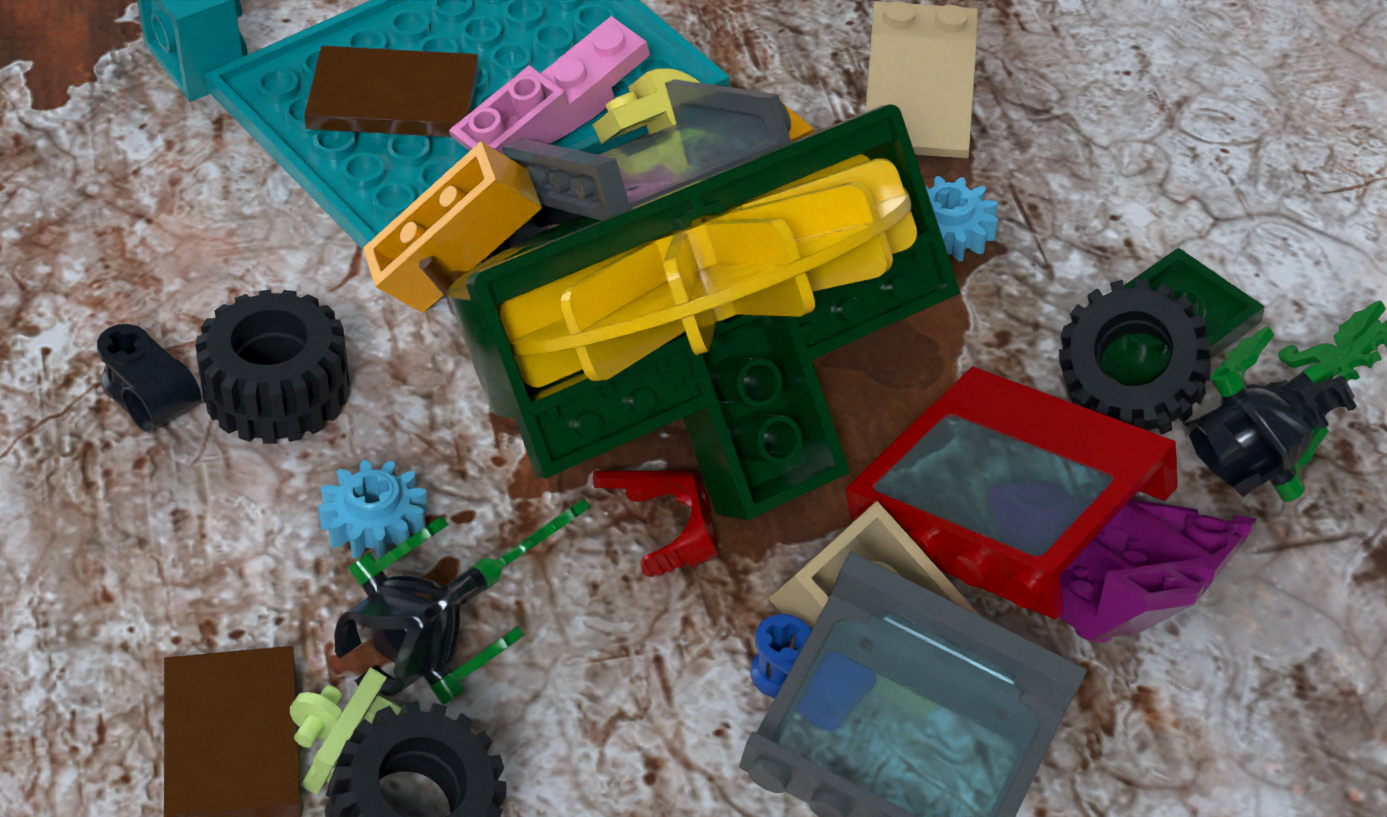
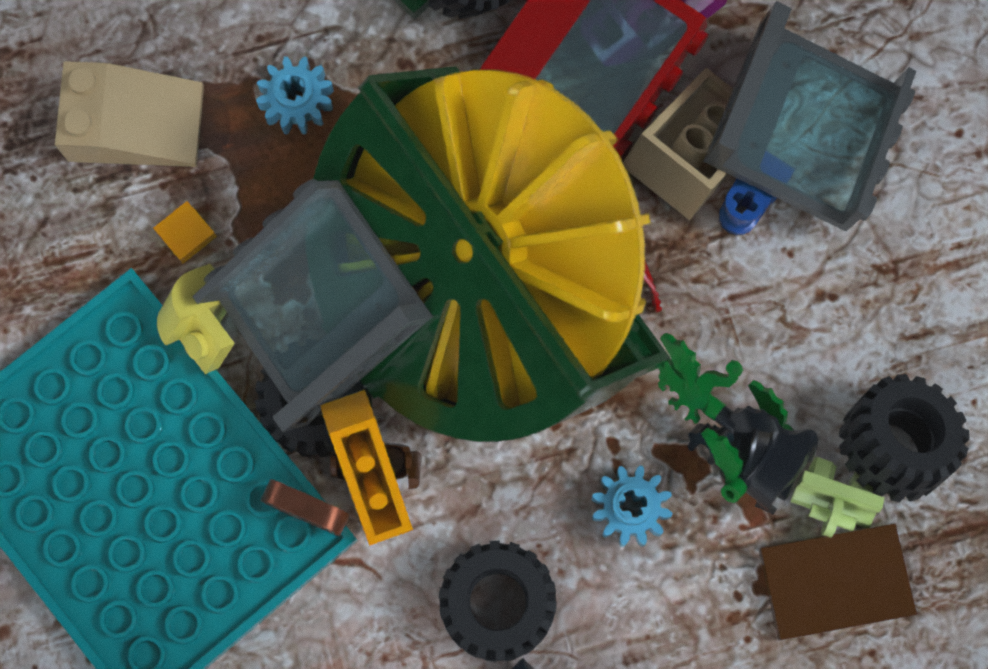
camera: 90 degrees left, 30 degrees up
(391, 91) = (167, 547): reddish brown tile -> none
(412, 181) = (305, 507): none -> copper beam
(559, 98) = (185, 405): bright pink slope -> none

